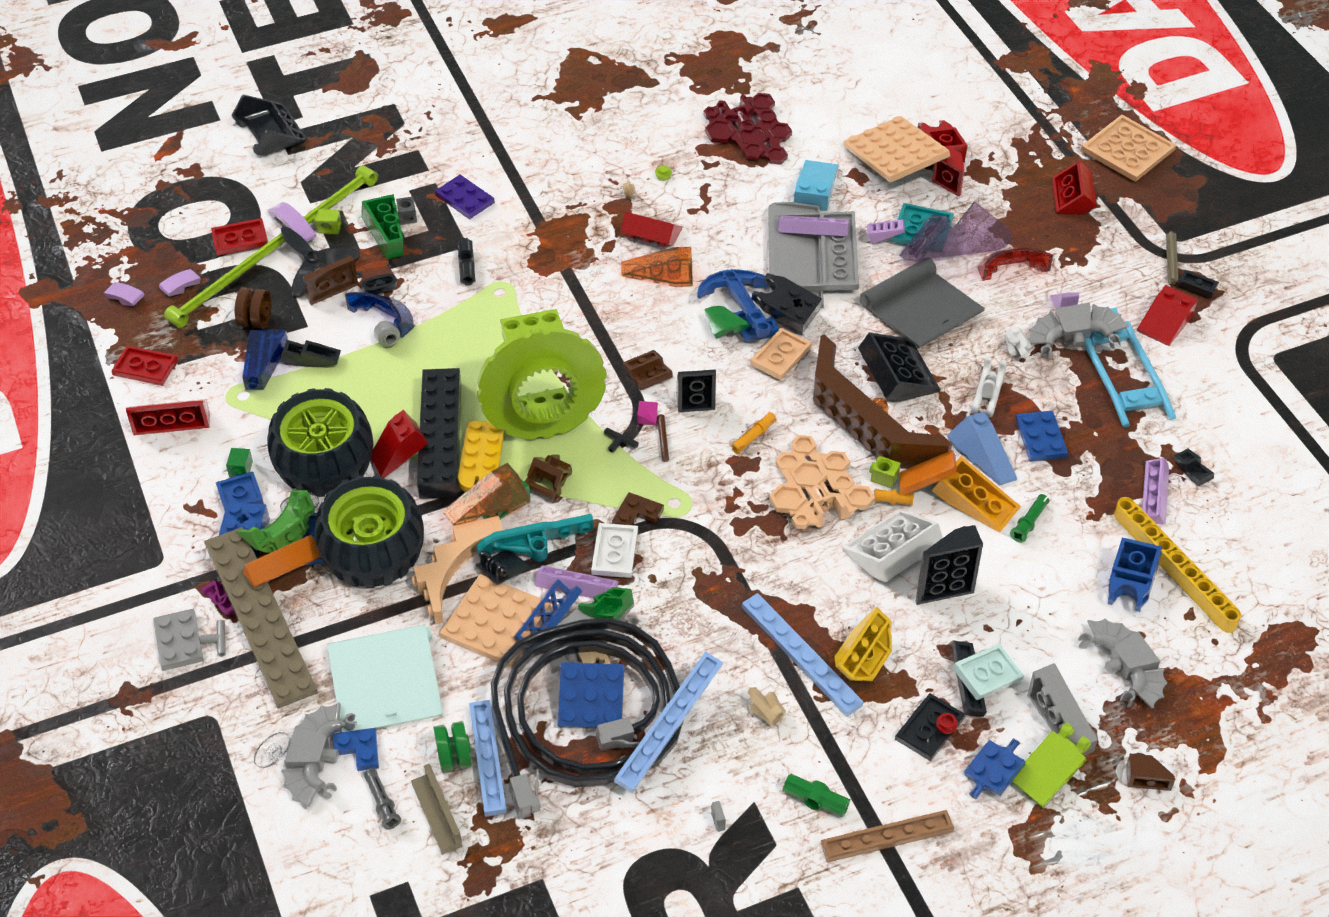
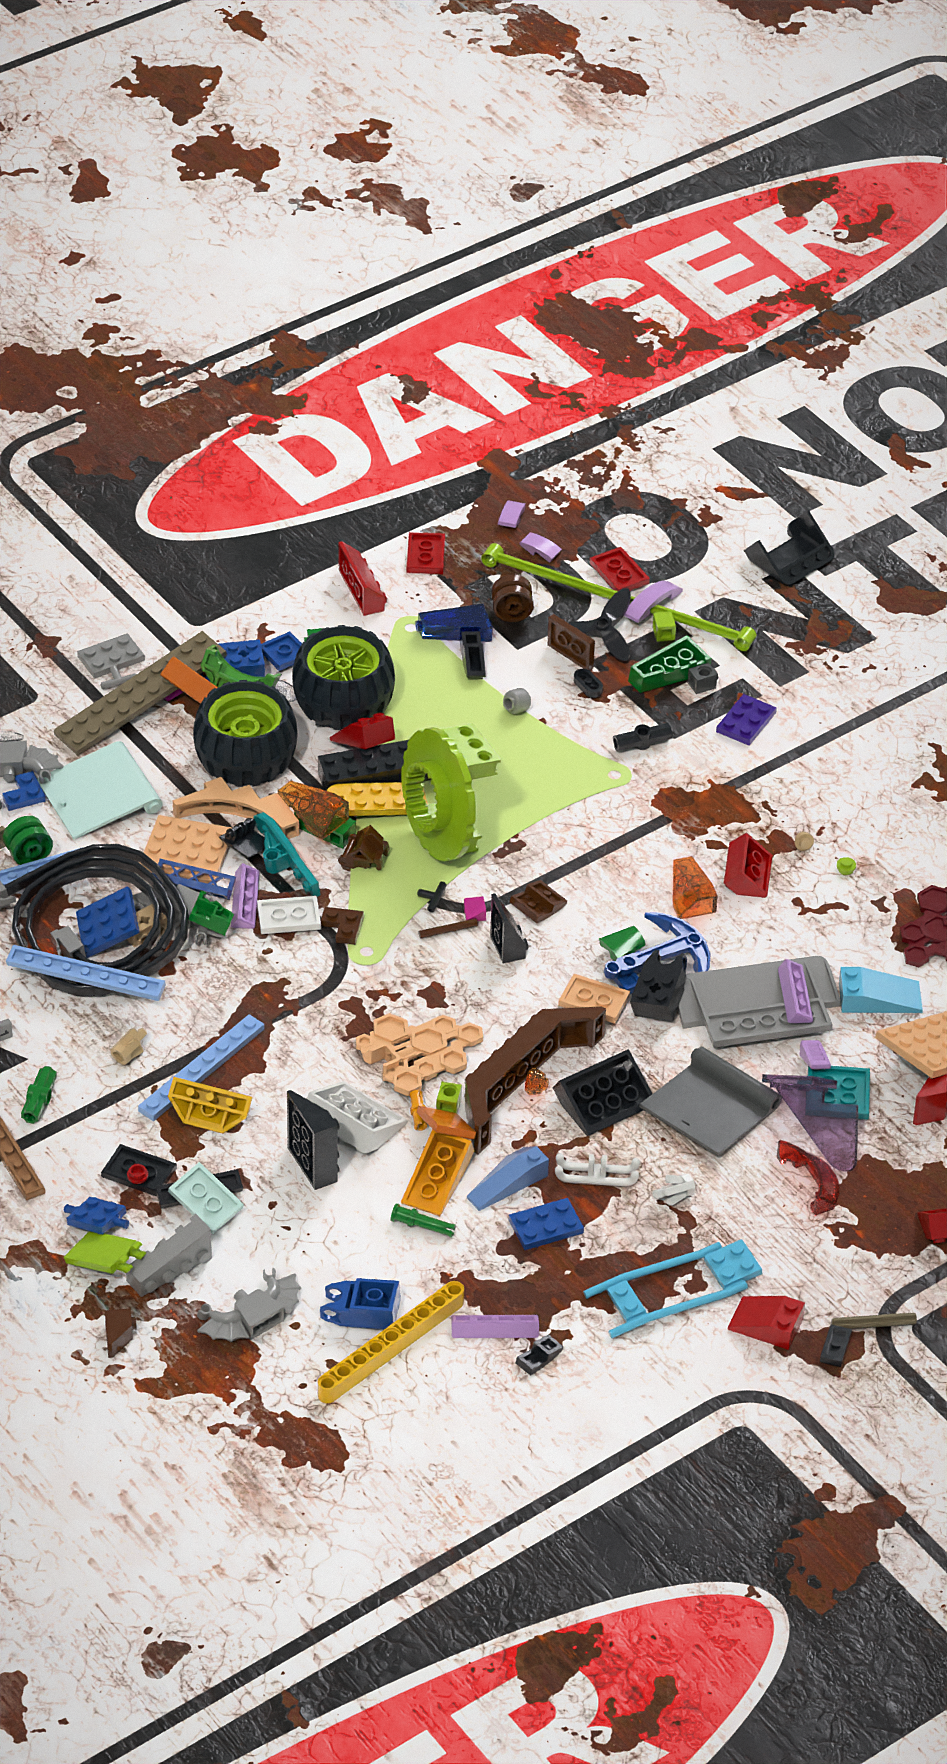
camera: 75 degrees right, 5 degrees down
(389, 305) = (555, 699): clear blue windscreen -> none
(758, 428) = (482, 996): light orange pin -> none
(1065, 299) = (759, 1225): lavender slope -> none
(1075, 324) = (714, 1228): light grey torso -> none

